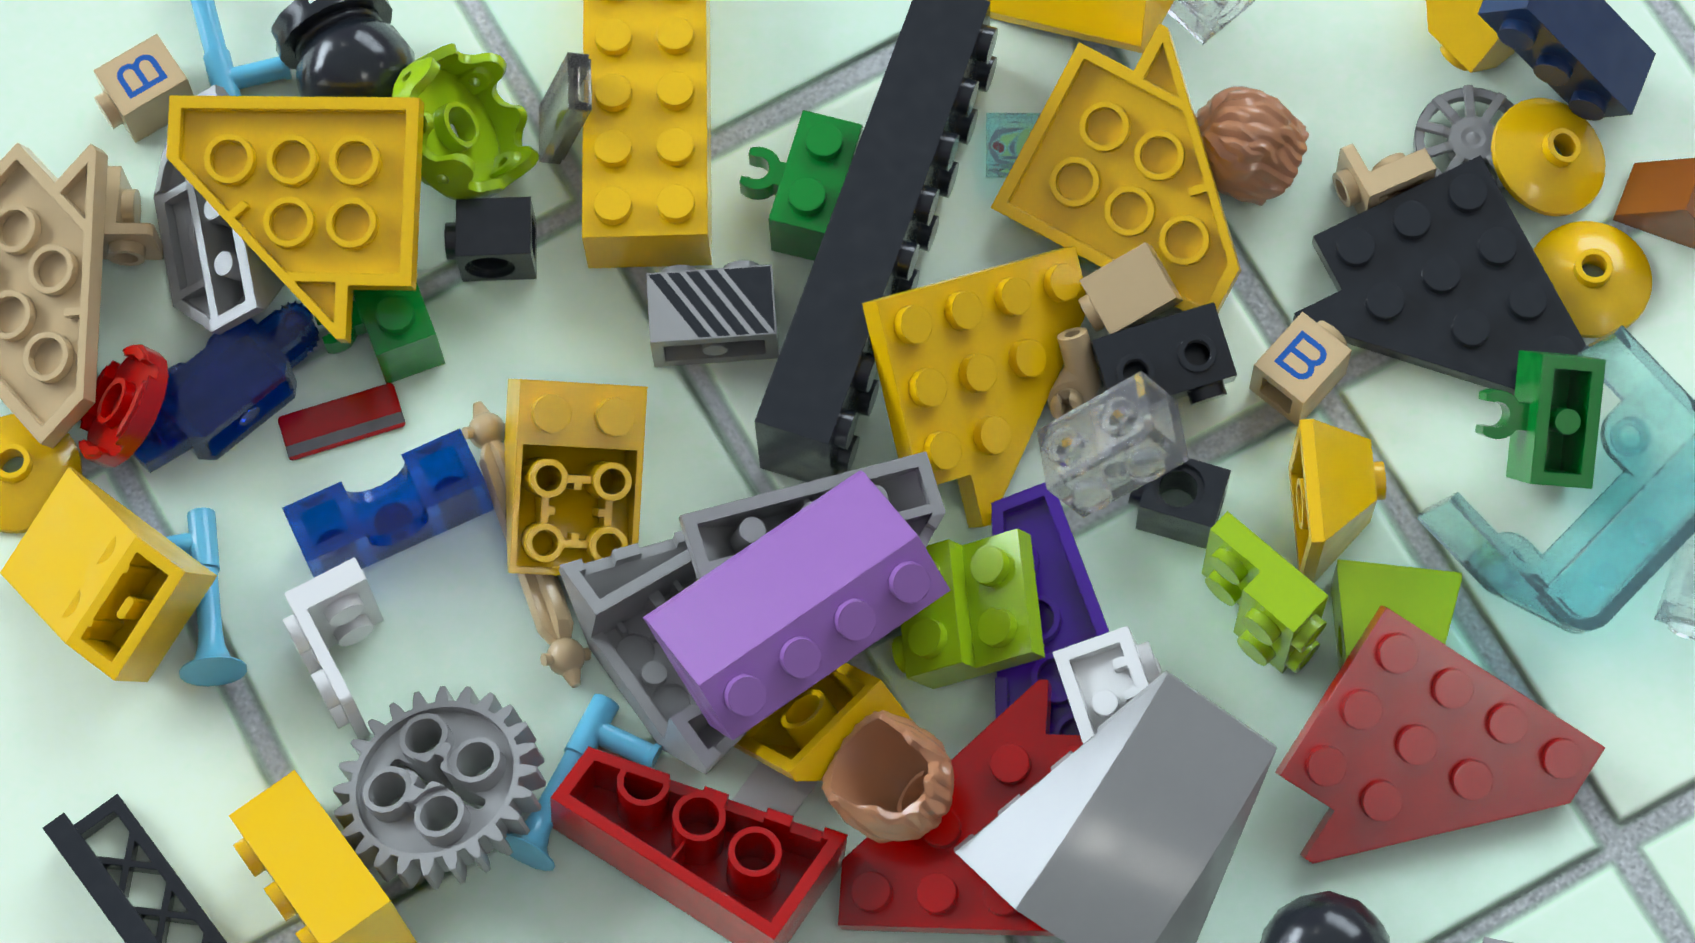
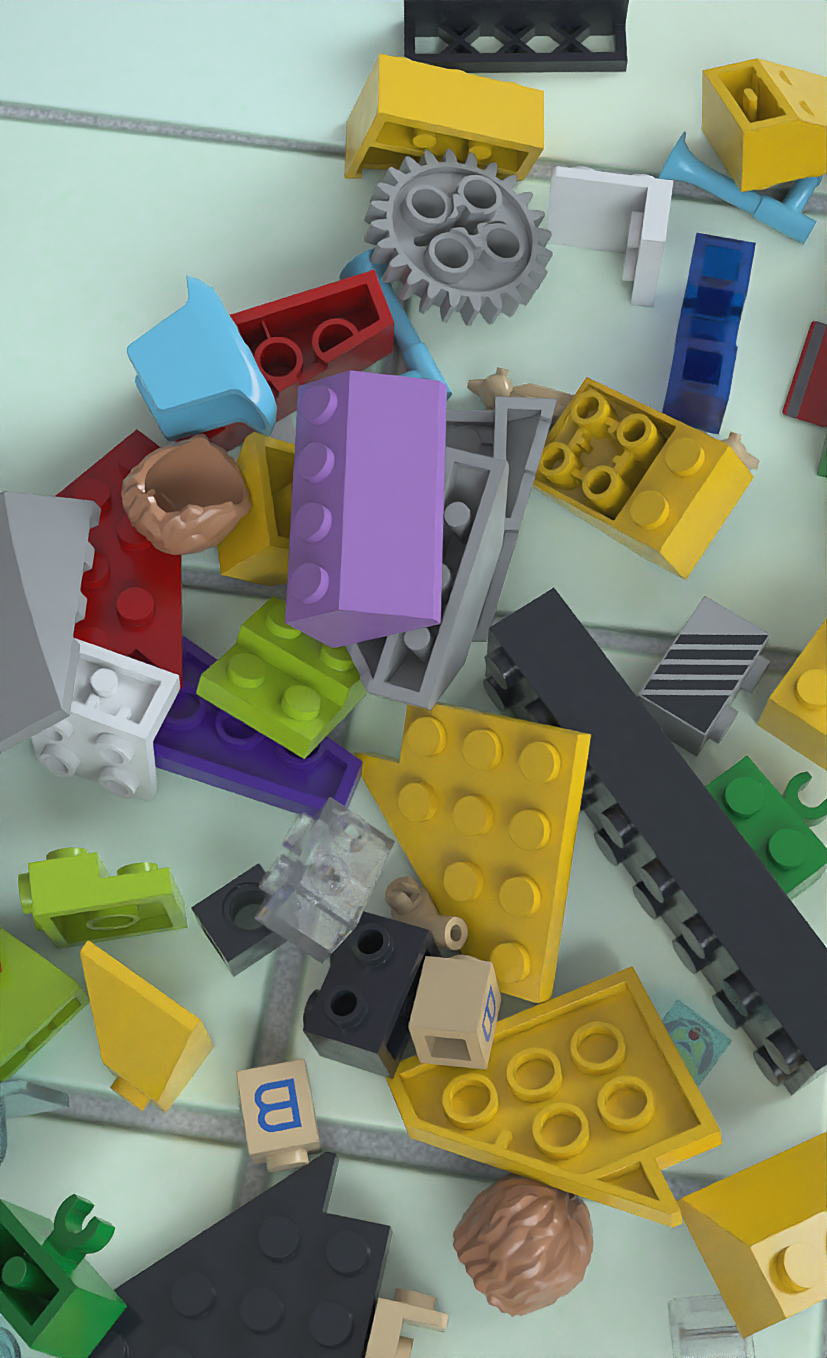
camera: 125 degrees right, 0 degrees up
(774, 843) = (200, 371): none -> medium azure piece

